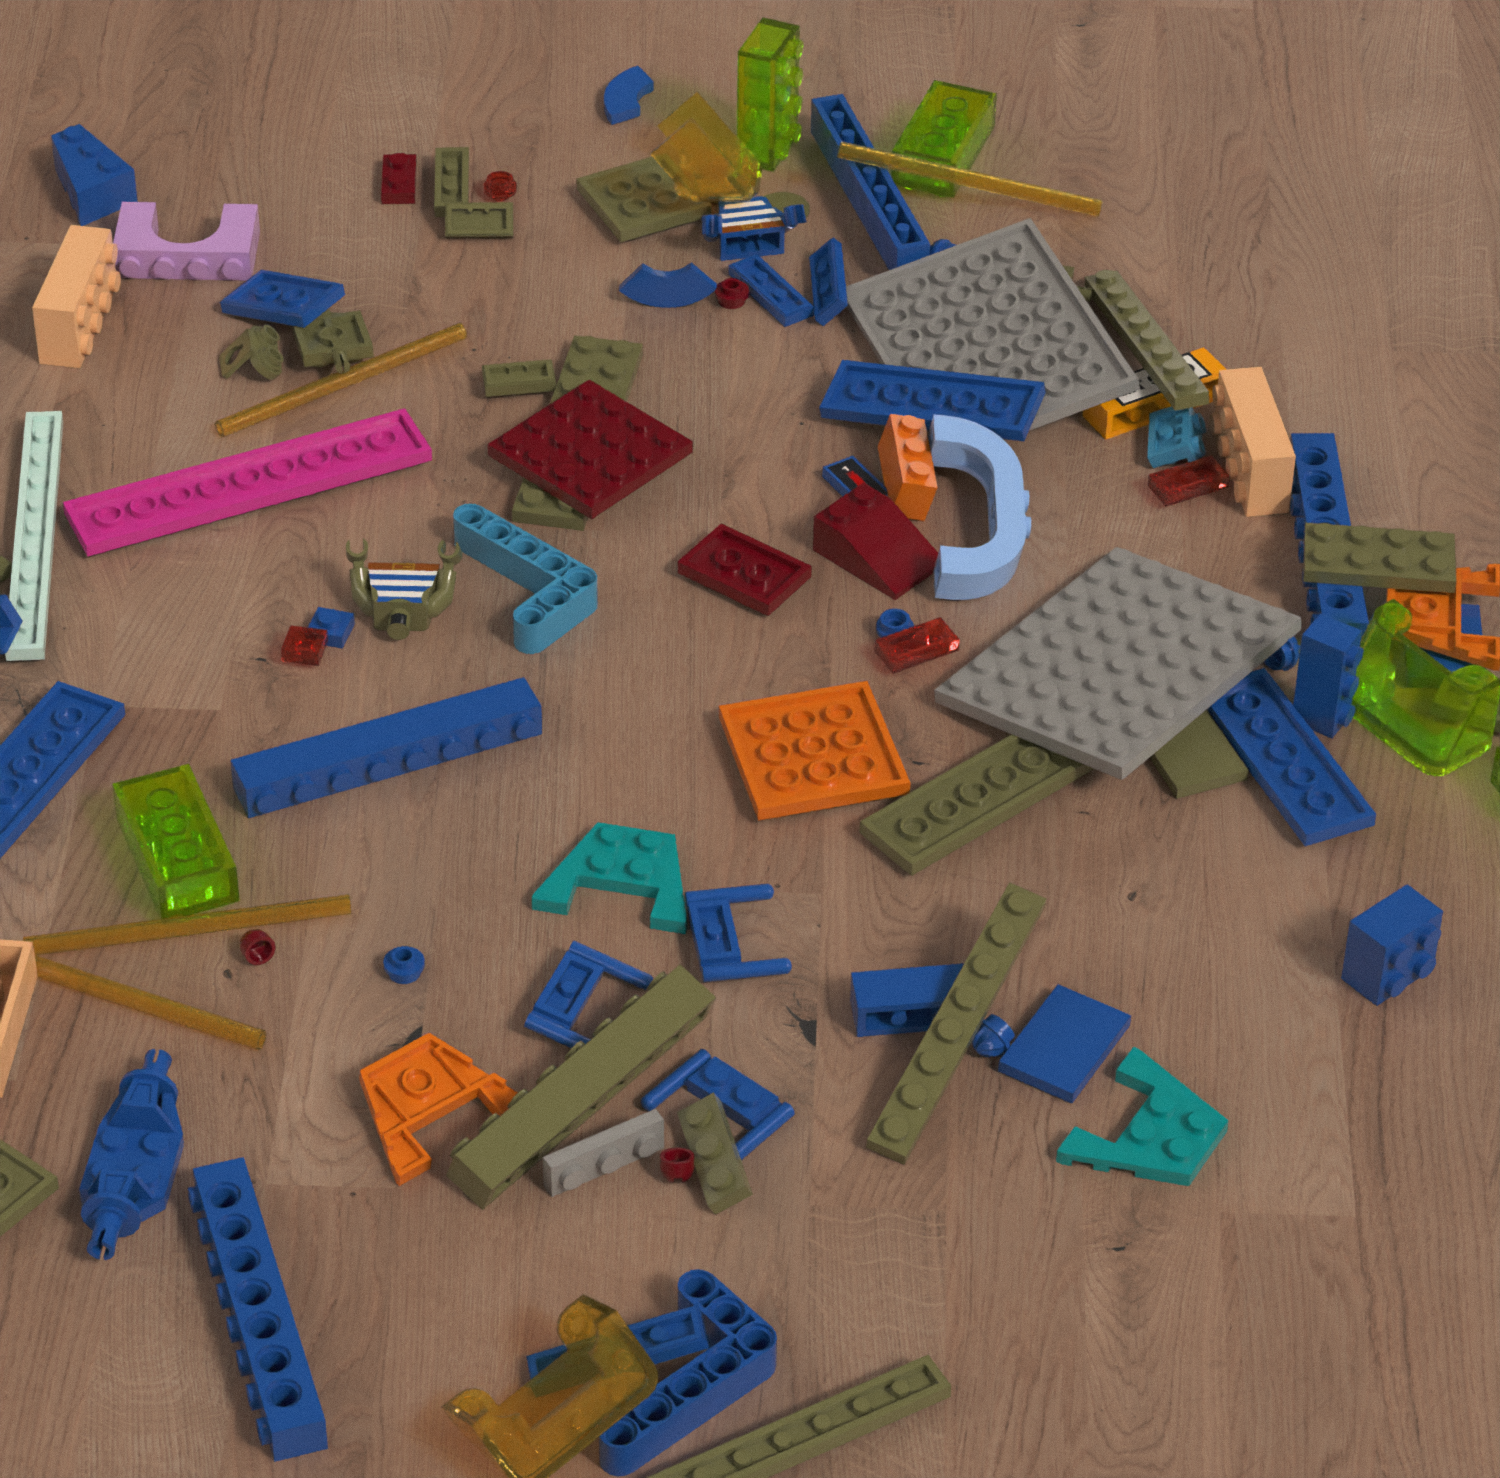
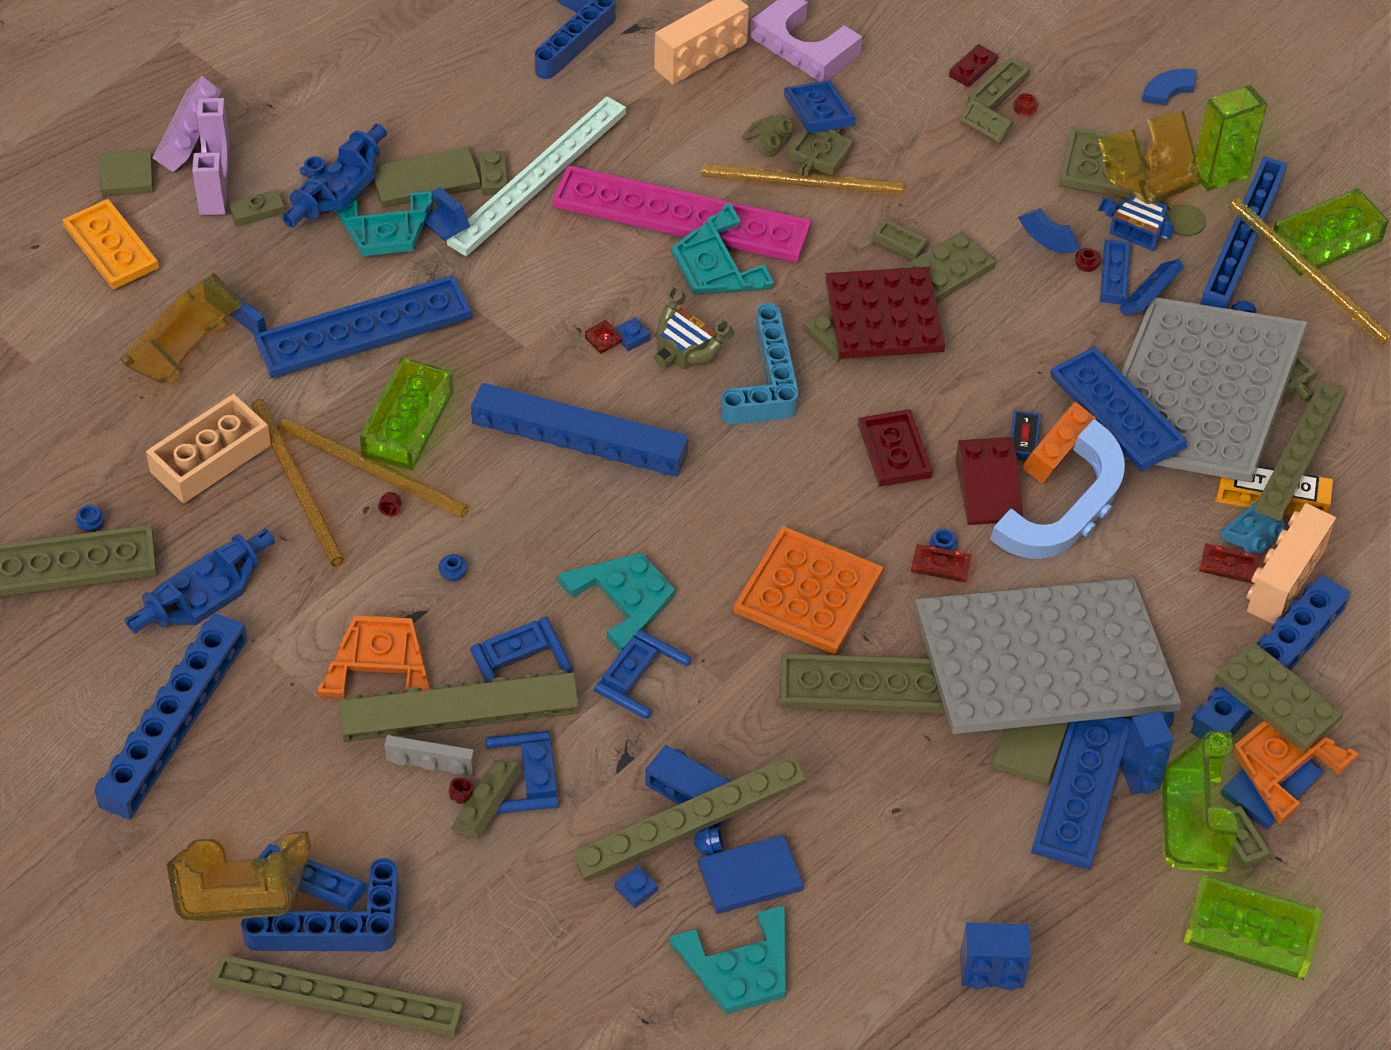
camera: 40 degrees right, 10 degrees up
(341, 510) = (708, 263): none -> teal wing
(965, 1131) = (636, 886): none -> blue plate

